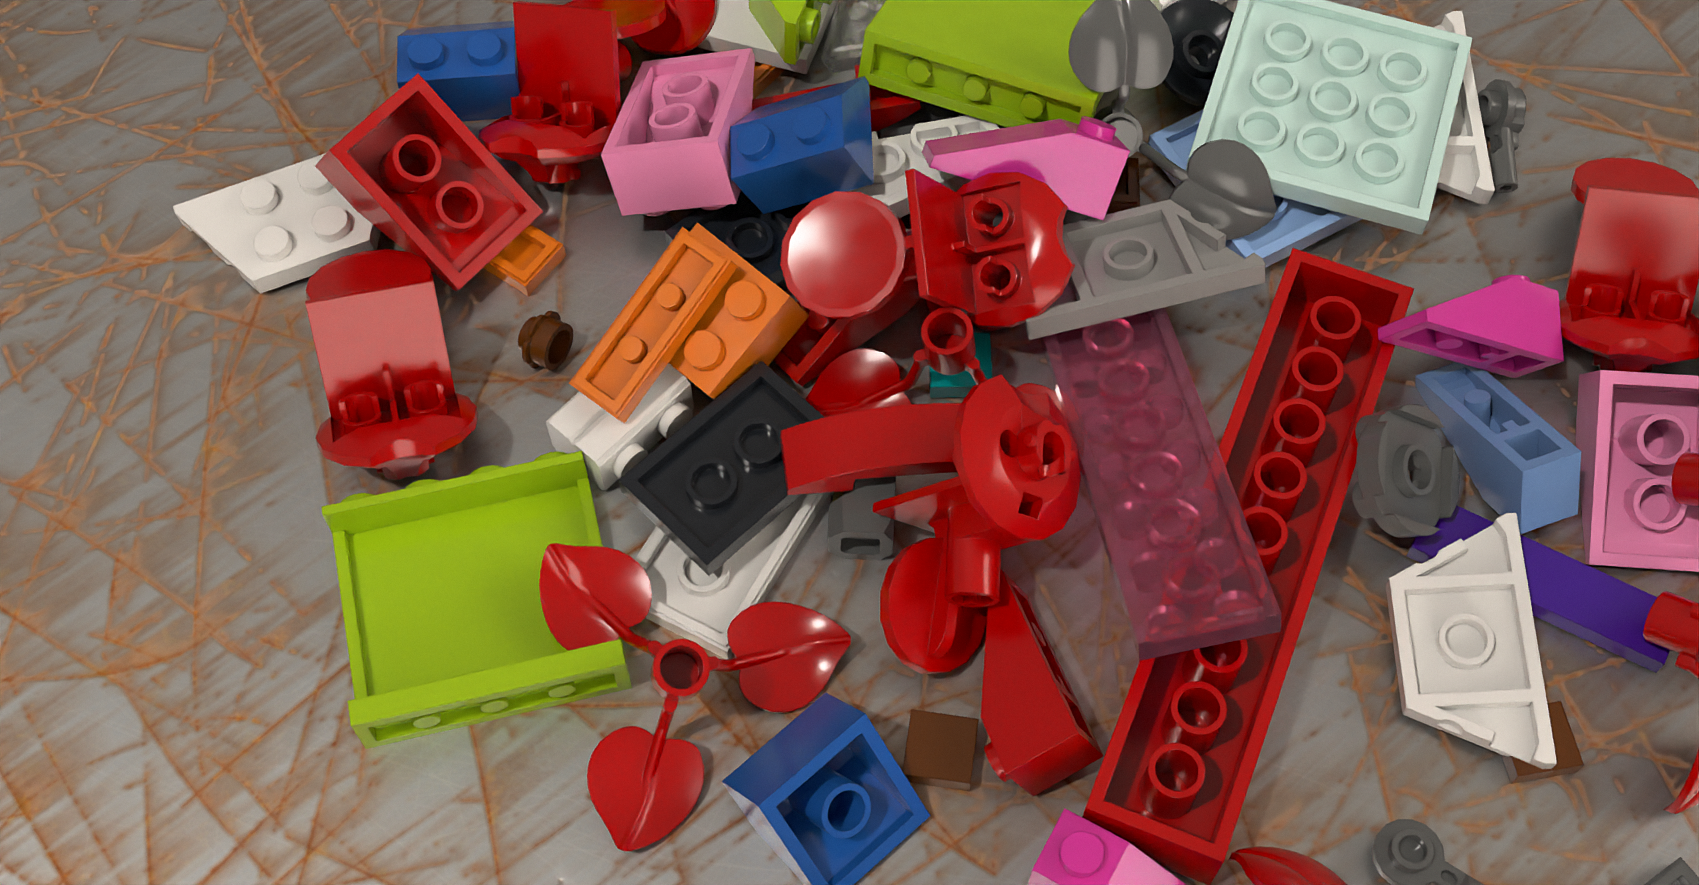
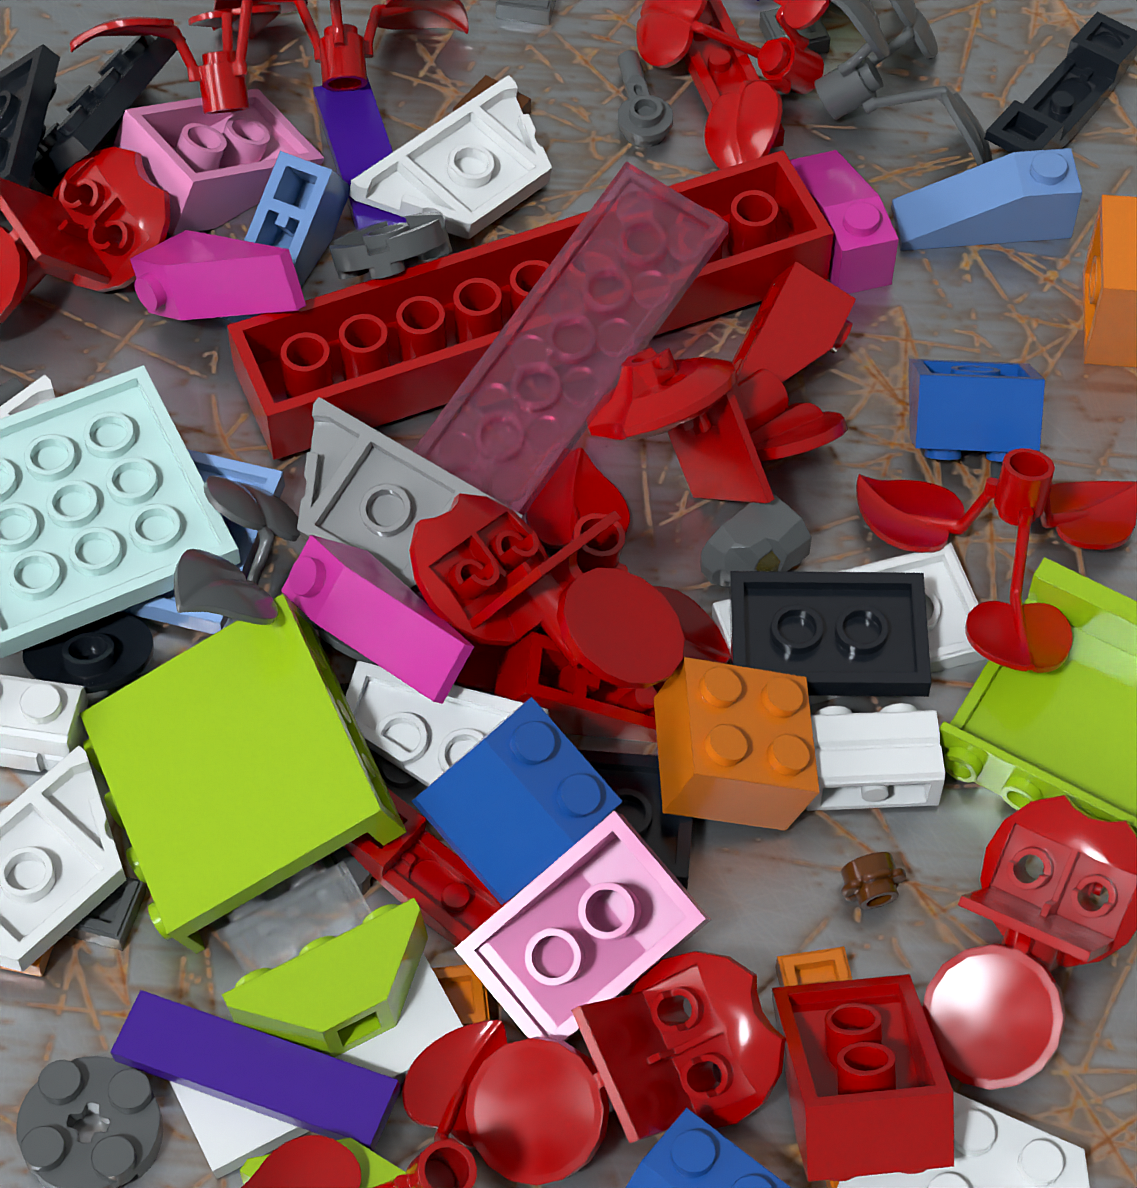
camera: 135 degrees left, 5 degrees down
(653, 324) = (805, 735): orange tile -> none
(868, 444) = (708, 514): red slope -> none
(940, 749) = (864, 382): reddish brown tile -> none

